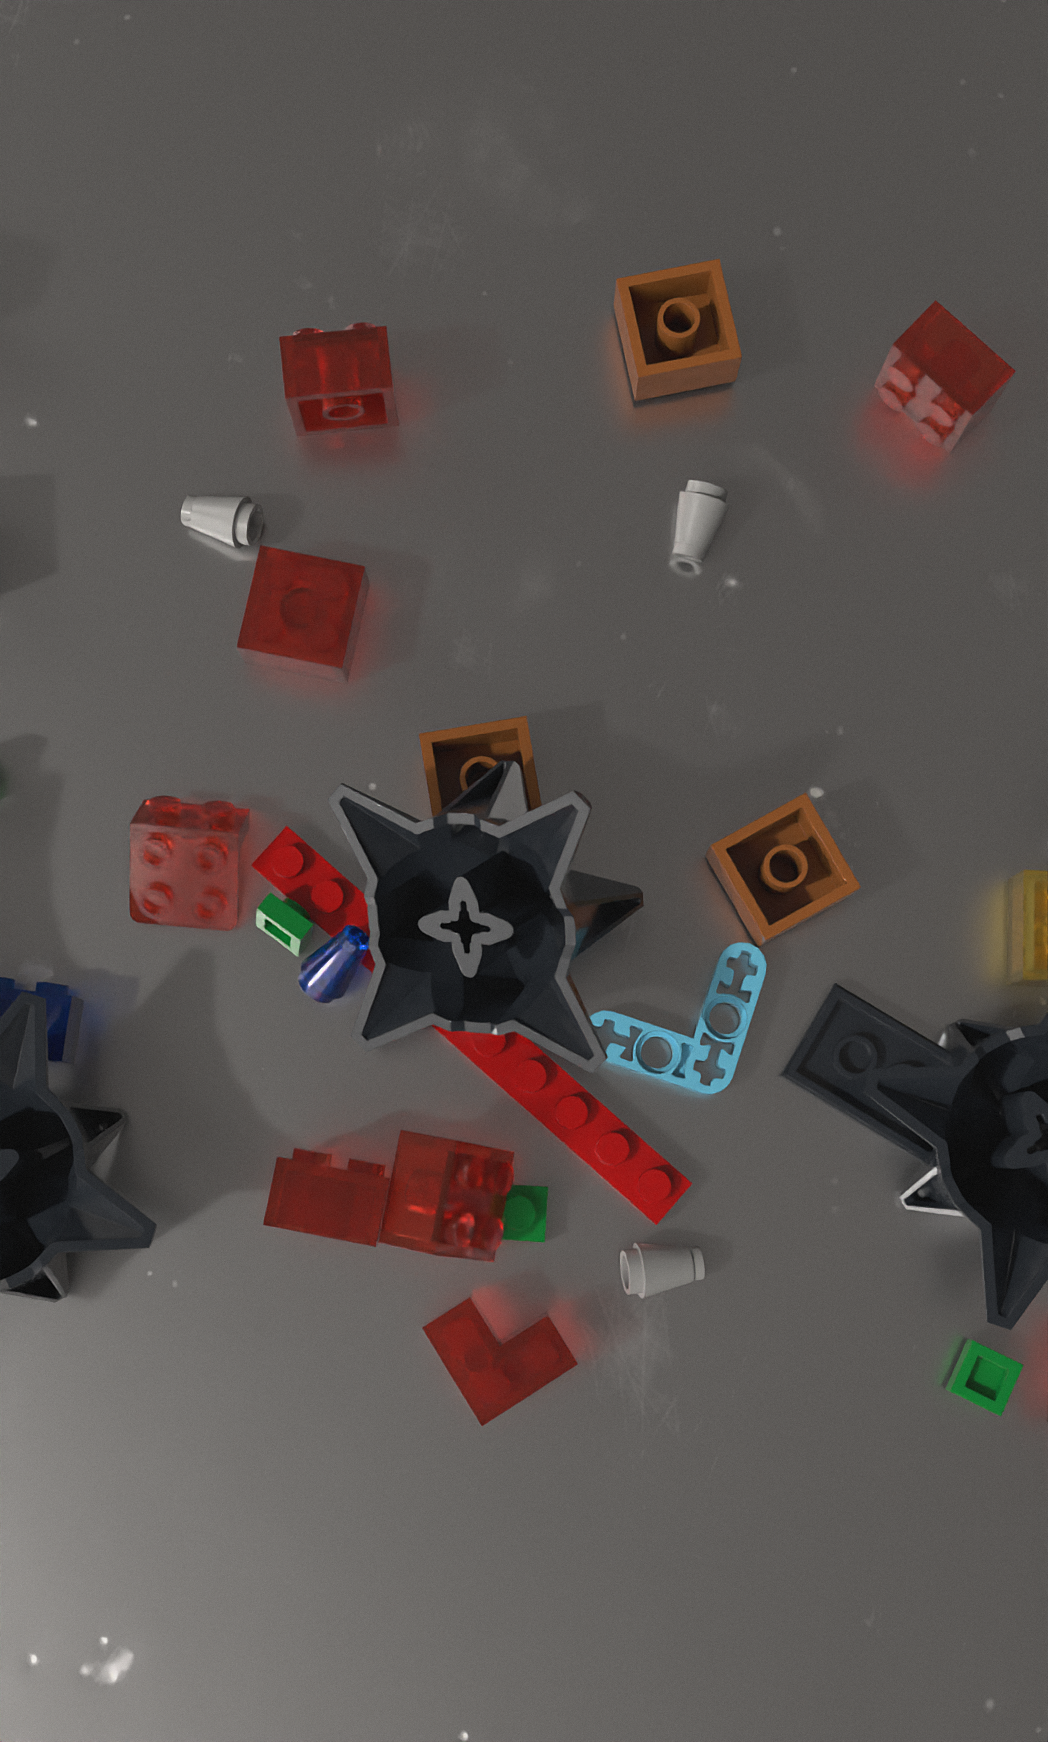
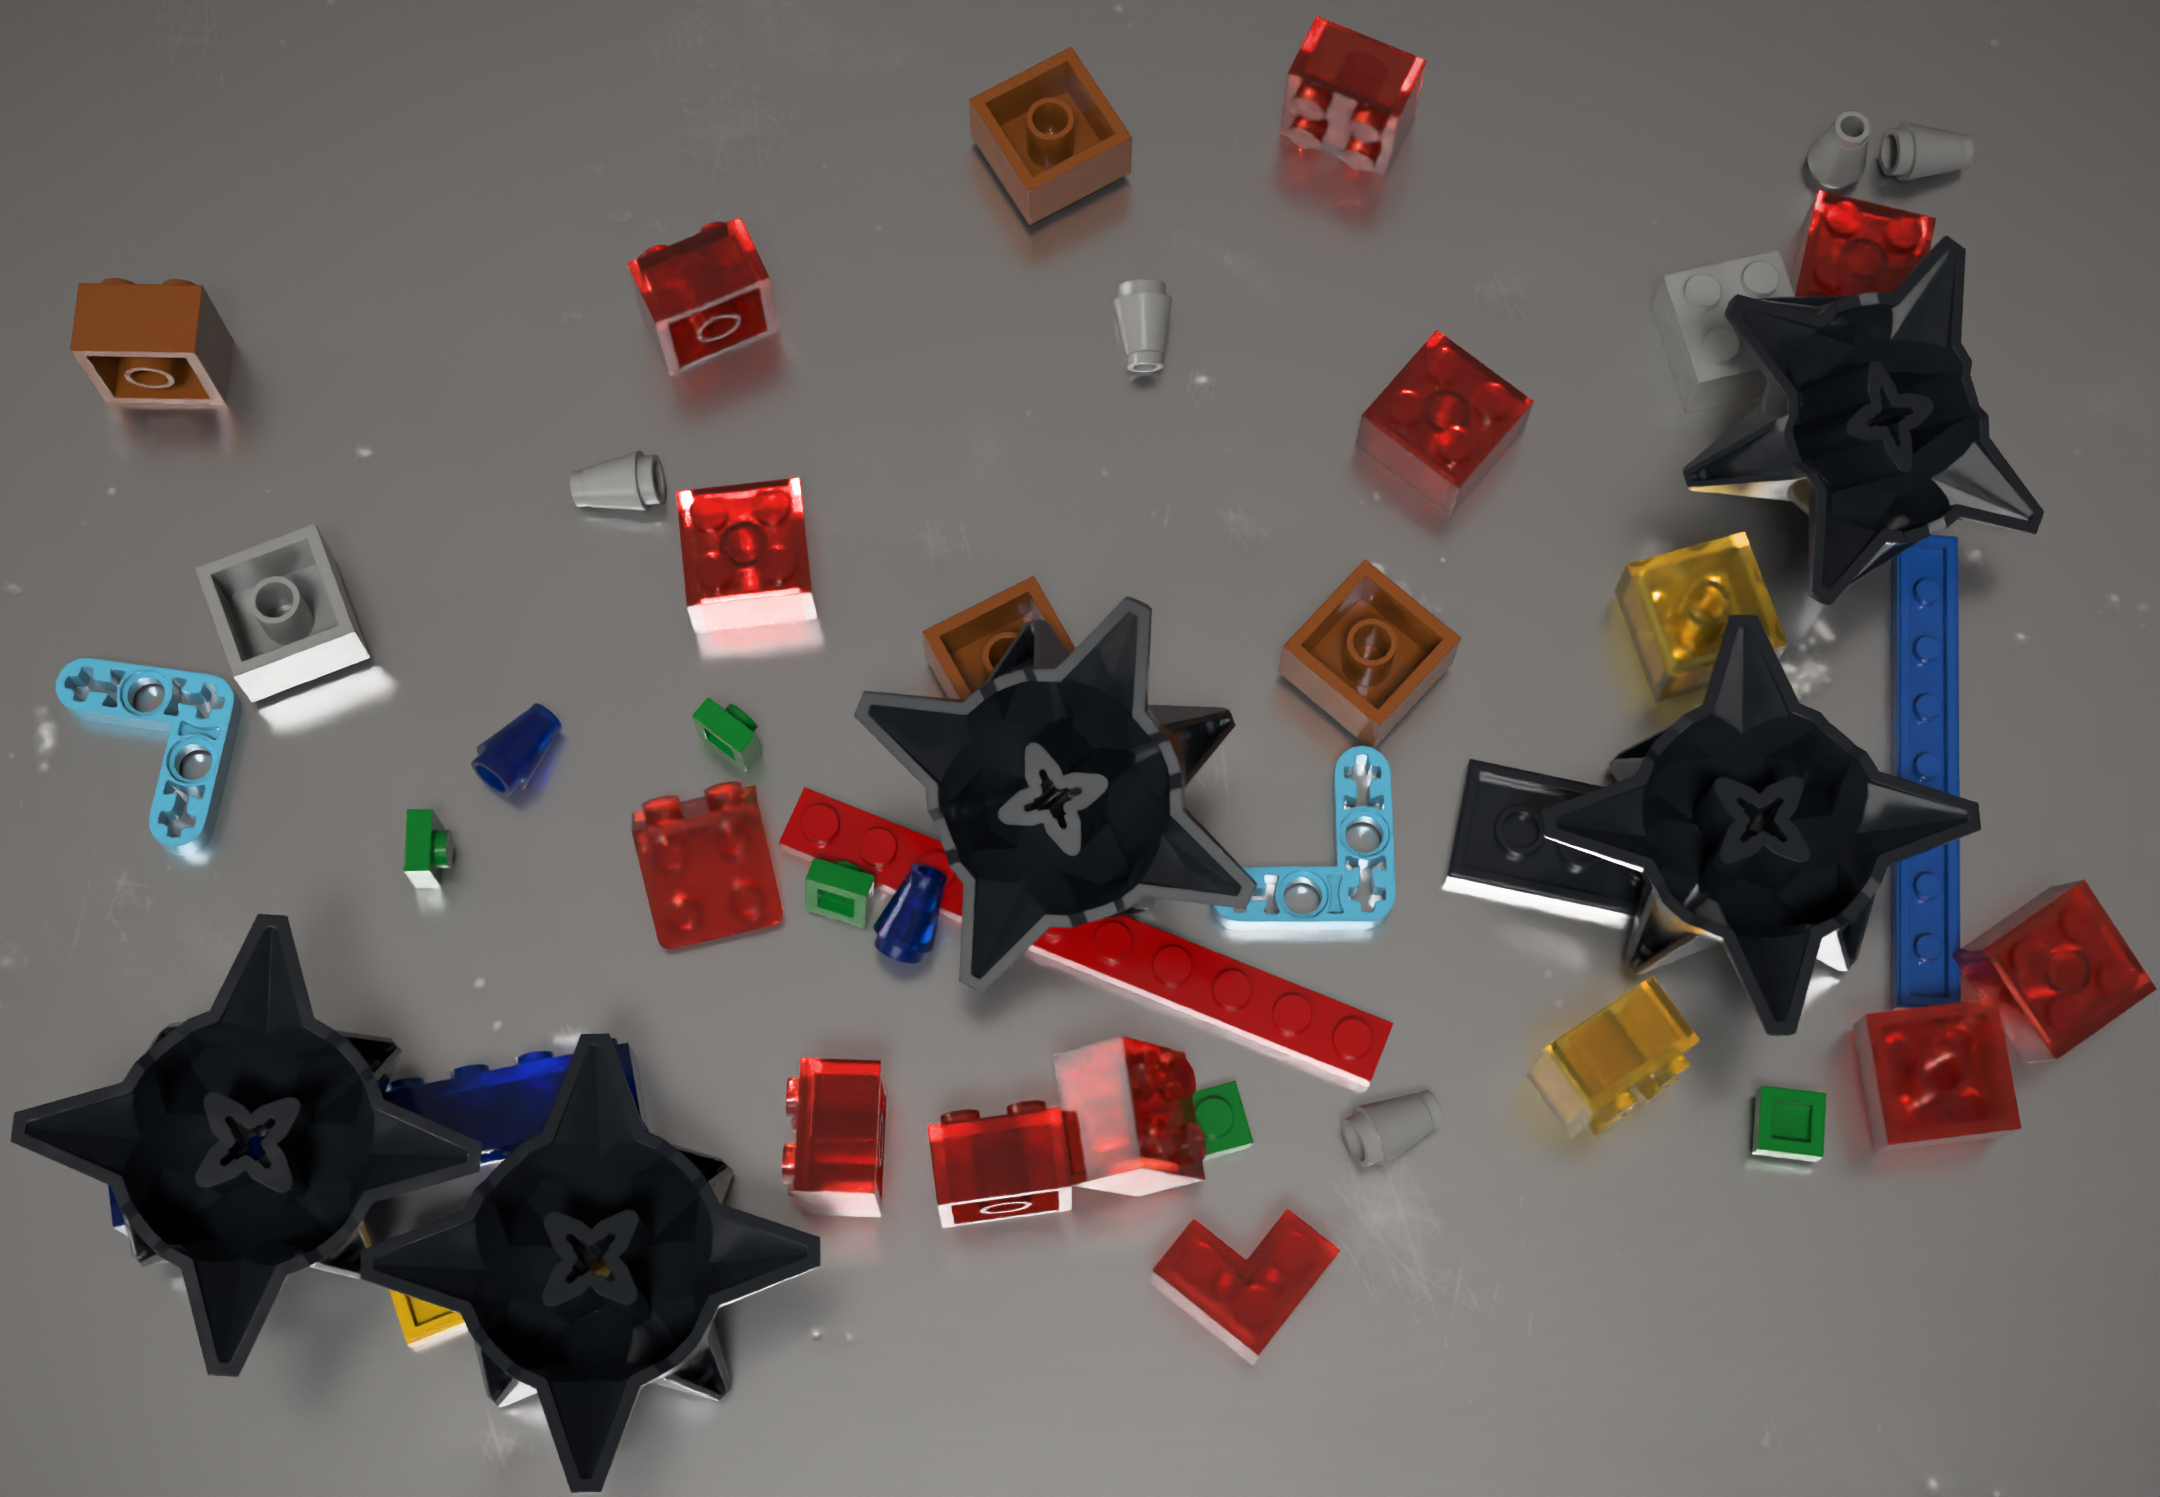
camera: 20 degrees left, 10 degrees down
(68, 717) = (515, 751): none -> clear blue cone
(209, 1132) = (839, 1137): none -> clear red brick
(242, 759) = (729, 732): none -> green plate
(858, 1283) = (1612, 1057): none -> clear yellow brick
(917, 689) = (1443, 422): none -> clear red brick

